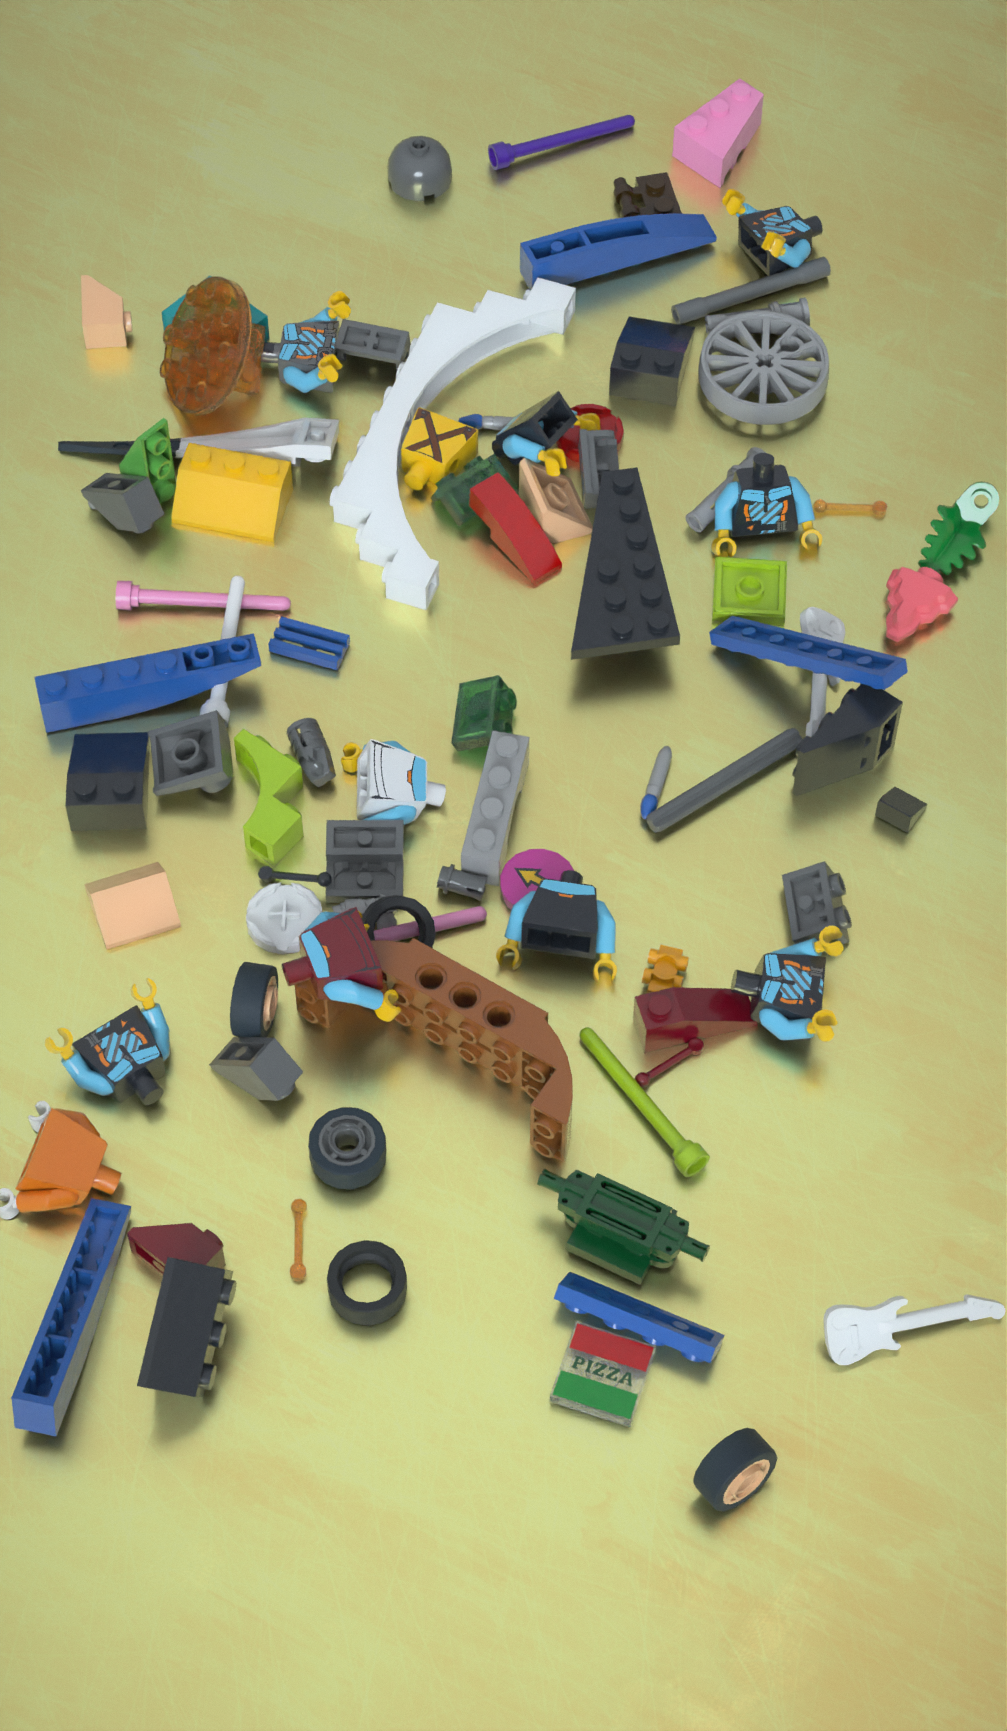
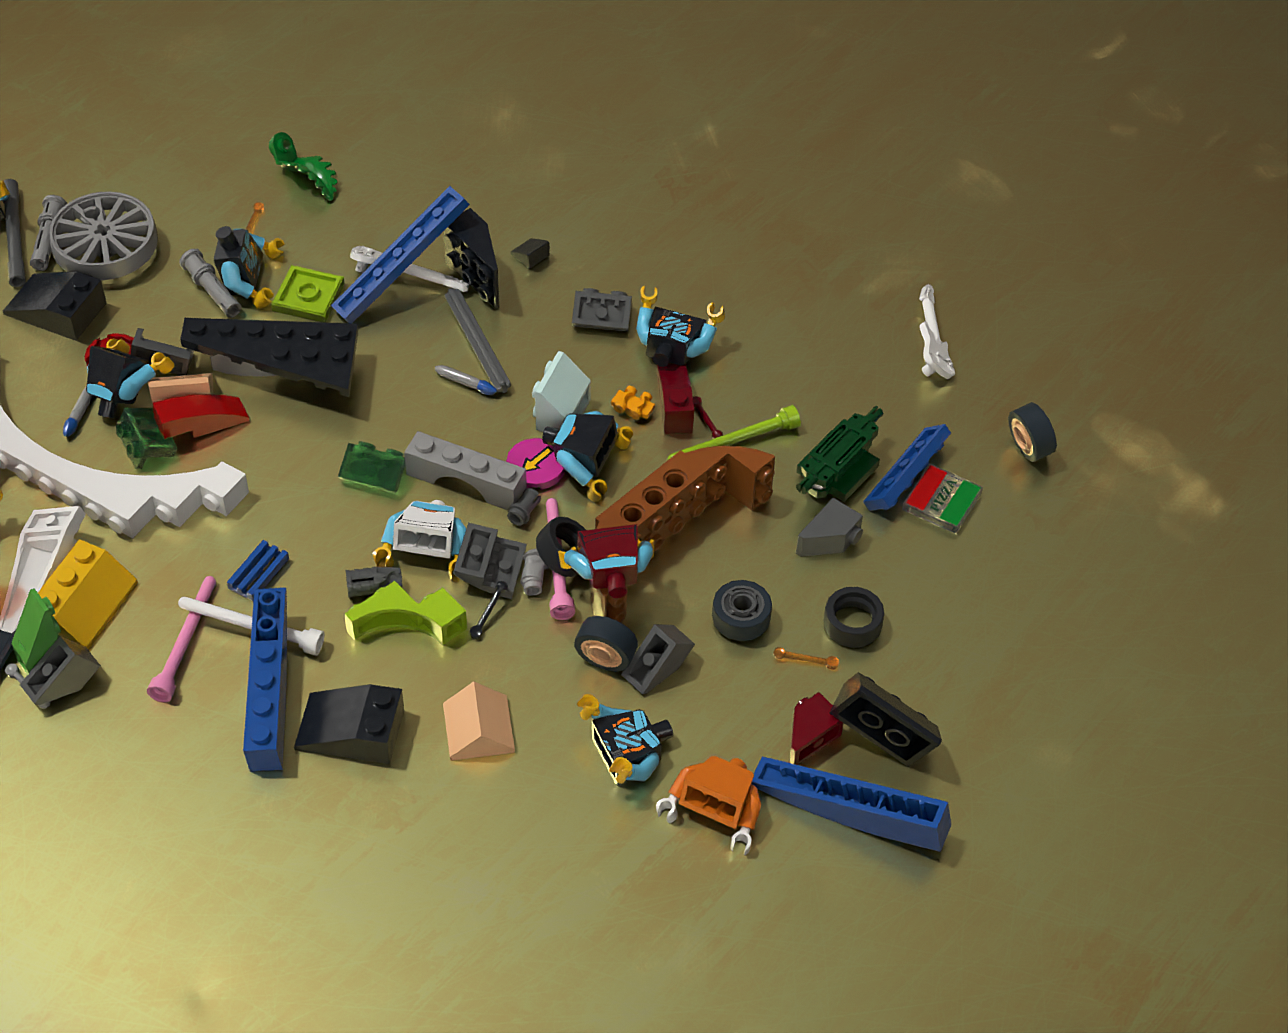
camera: 80 degrees left, 5 degrees down
(191, 755) = (351, 657): dark grey slope -> none
(280, 915) = (520, 626): white tile -> none
(436, 448) = (95, 447): yellow torso -> none
(504, 1234) = (830, 530): none -> dark grey slope
(638, 879) = (560, 392): none -> light aqua slope
(915, 600) = (356, 203): coral rock -> none

